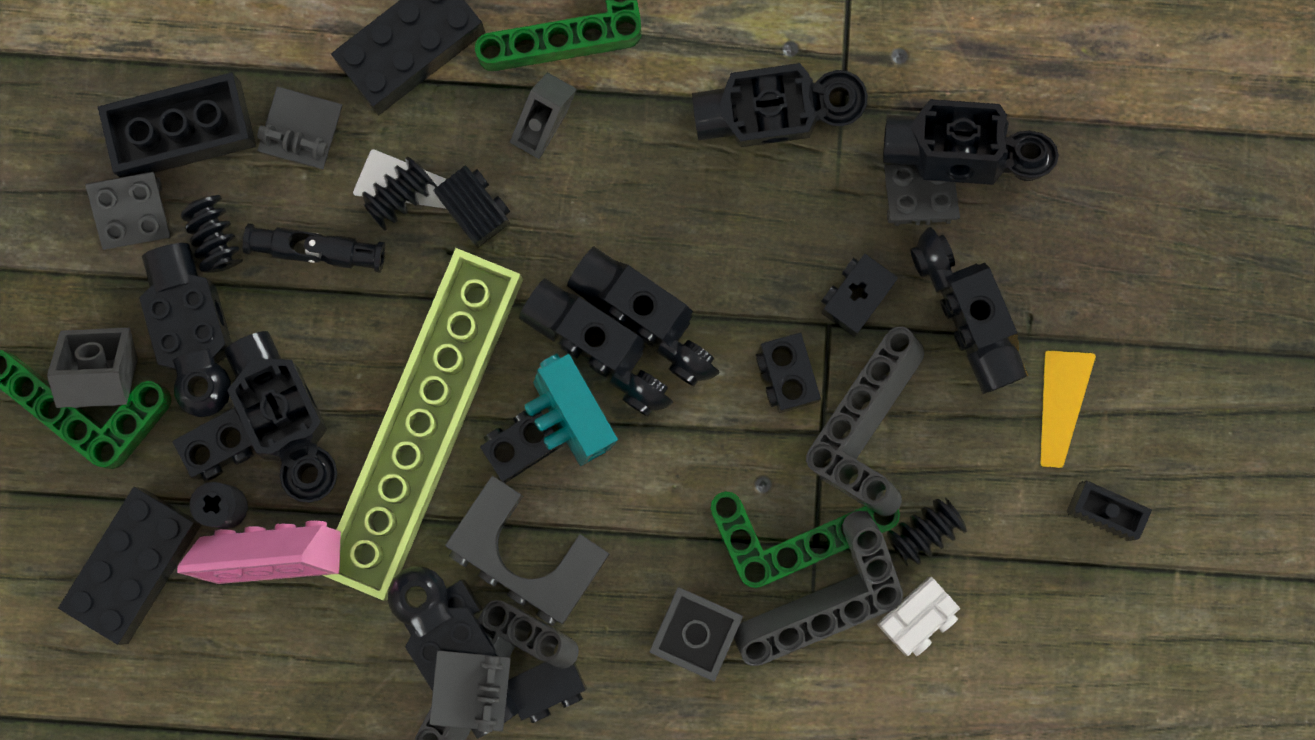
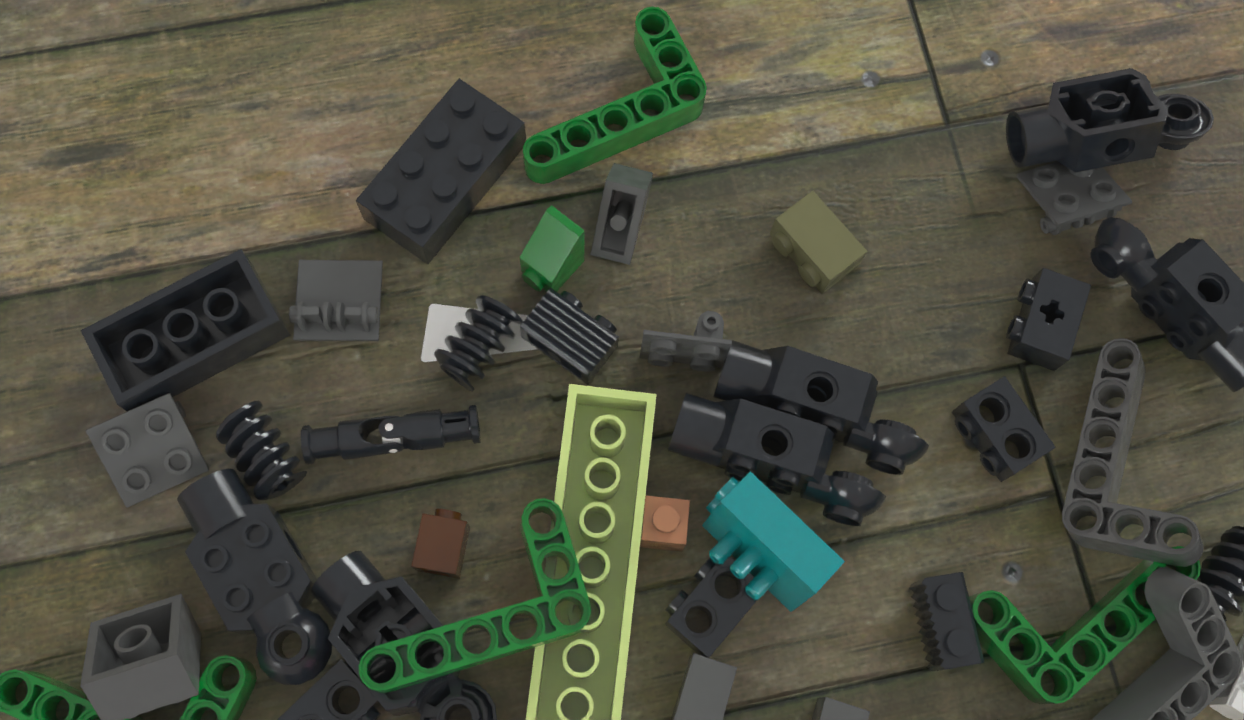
camera: 25 degrees left, 10 degrees down
(330, 342) = (441, 544): none -> reddish brown brick
(350, 413) = (496, 622): none -> green beam
(474, 137) = (552, 252): none -> green slope
(501, 373) = (665, 523): none -> nougat brick
(571, 245) = (701, 351): none -> dark grey hinge
(692, 182) = (816, 242): none -> olive brick
(692, 506) = (946, 622): none -> black brick
(776, 105) = (882, 133): black brick -> none

